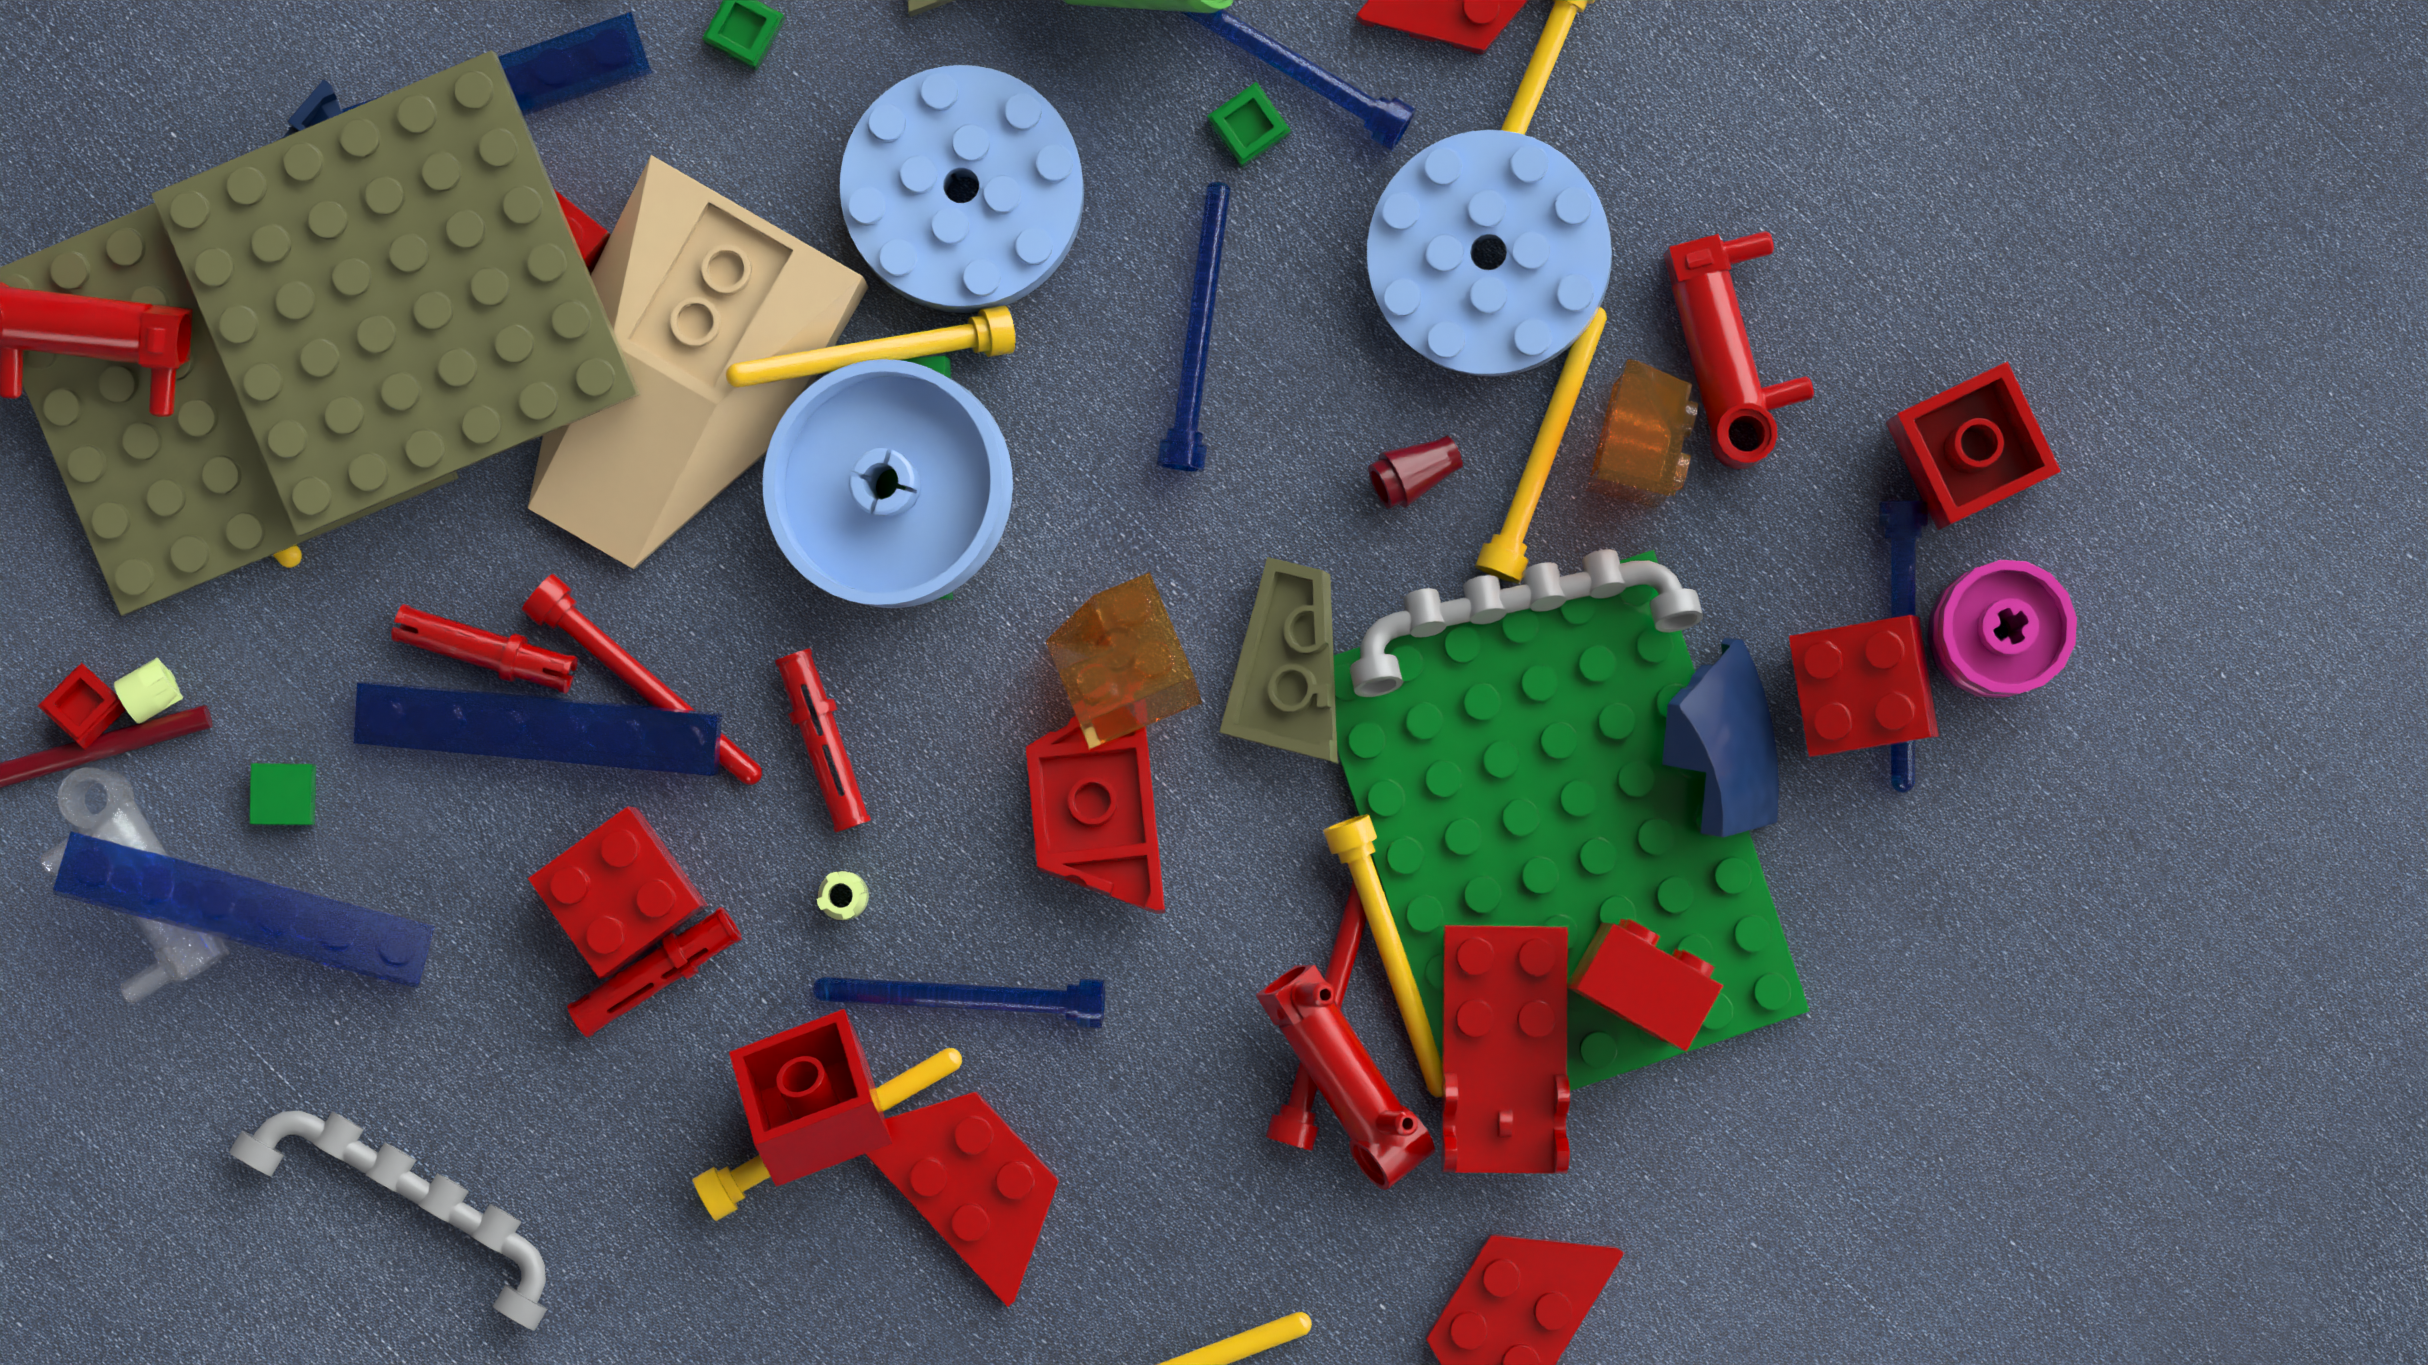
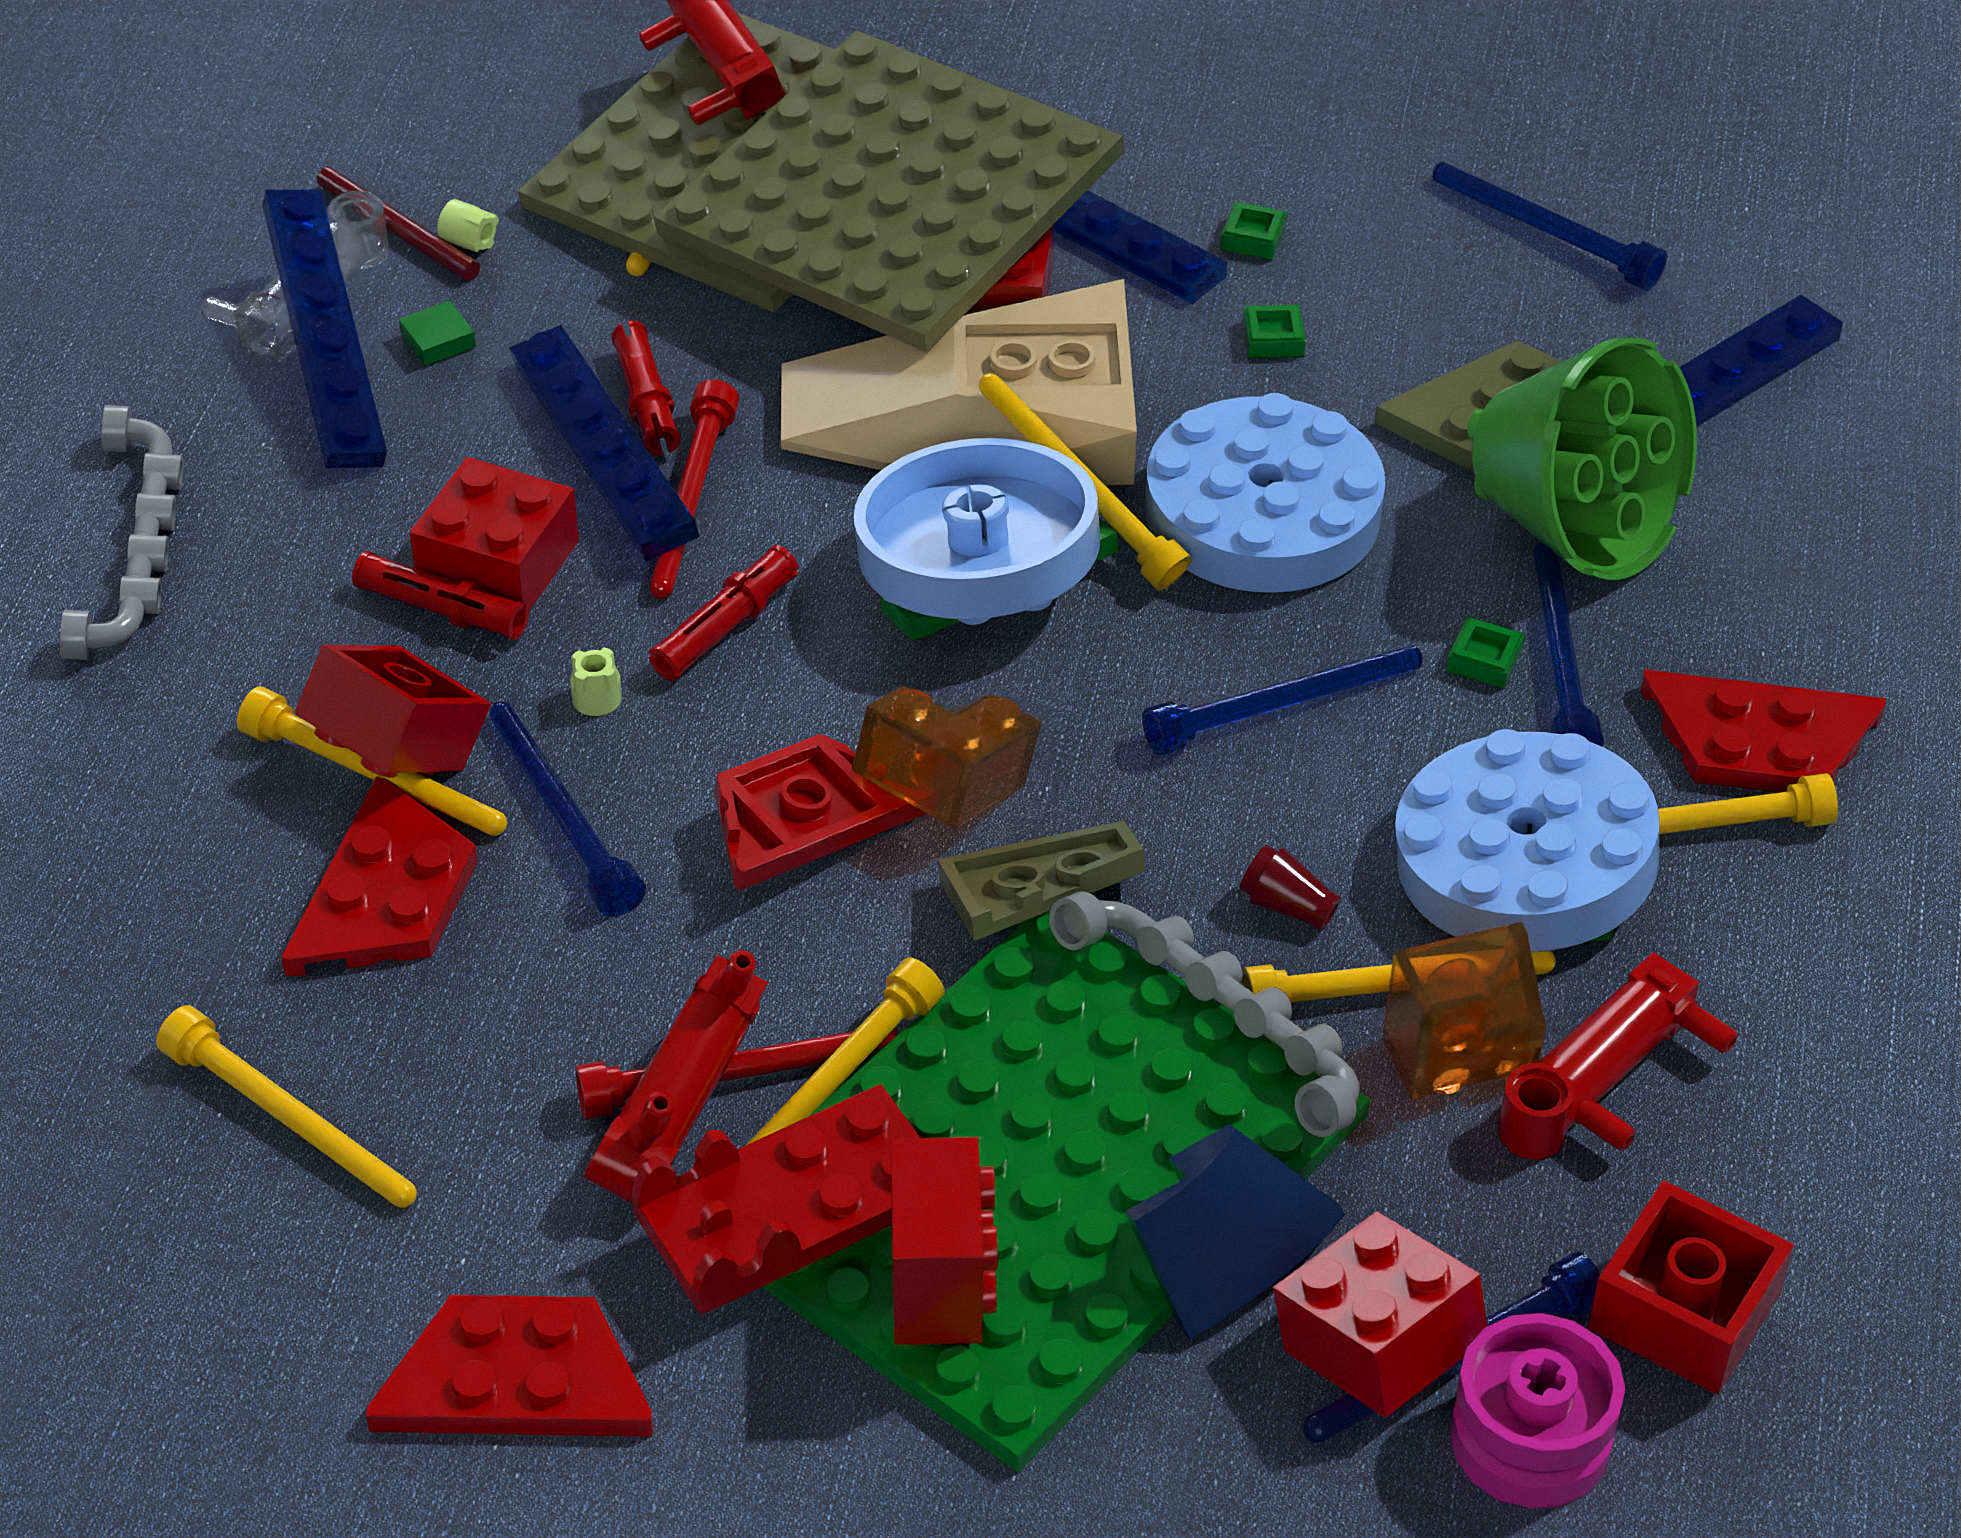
camera: 60 degrees right, 40 degrees down
(82, 706) = (426, 197): red tile -> none

